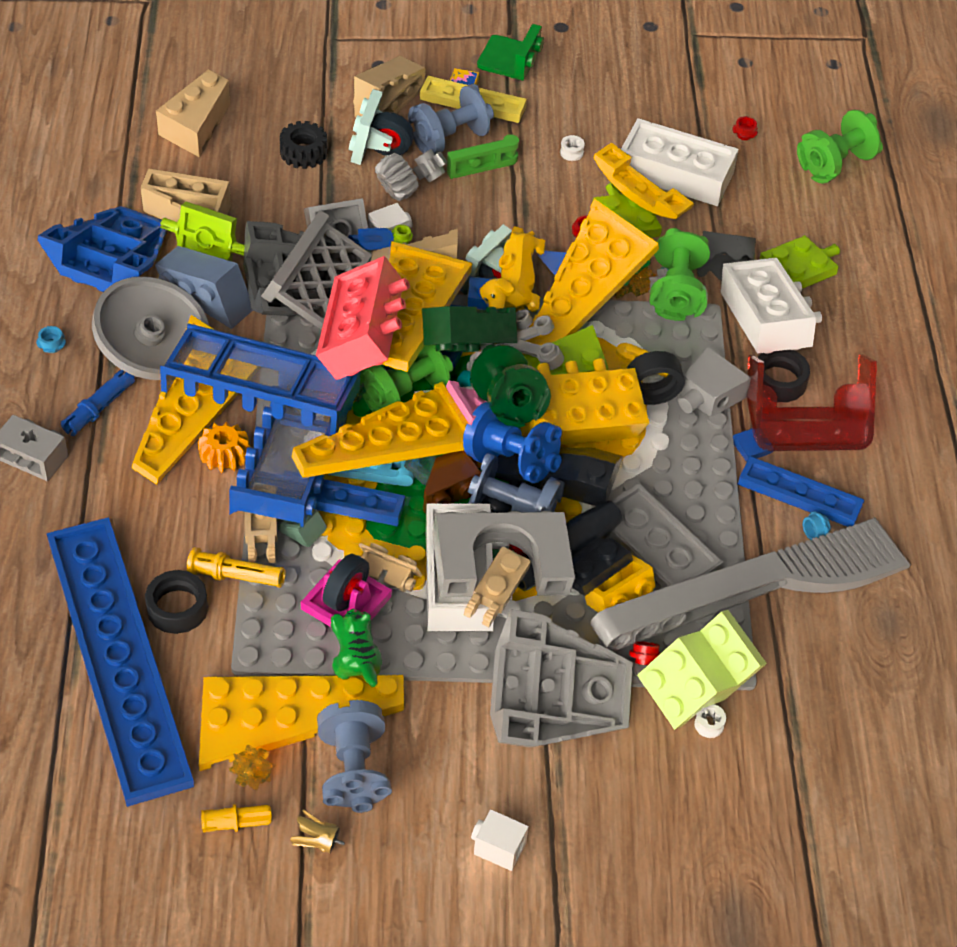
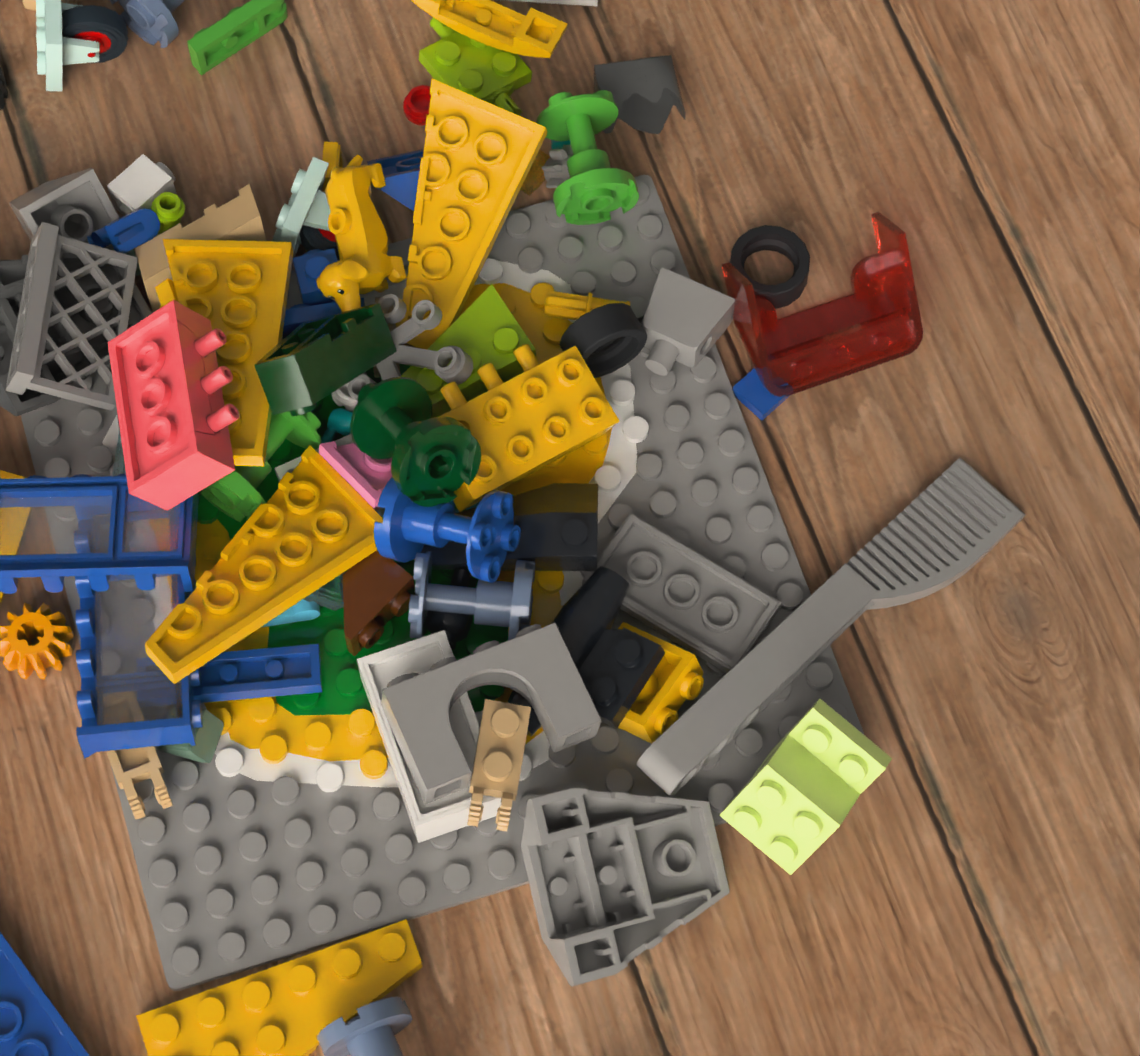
camera: 15 degrees left, 15 degrees up
(176, 581) = (36, 882): black tyre -> none
(222, 566) = (99, 841): yellow pin -> none
(346, 588) = (291, 833): plate -> none
(357, 650) = (337, 916): green animal -> none
(396, 177) = (126, 106): light grey gear -> none
(399, 571) = (312, 760): tan hinge -> none
(430, 165) = (166, 68): light grey gear -> none
(644, 652) = (721, 780): red plate -> none
(719, 720) = (825, 857): white bush -> none
(769, 305) = (723, 166): white piece -> none
(800, 491) = (850, 450): blue plate -> none
(805, 260) = (738, 71): lime plate -> none
(816, 525) = (886, 498): dark azure plate -> none

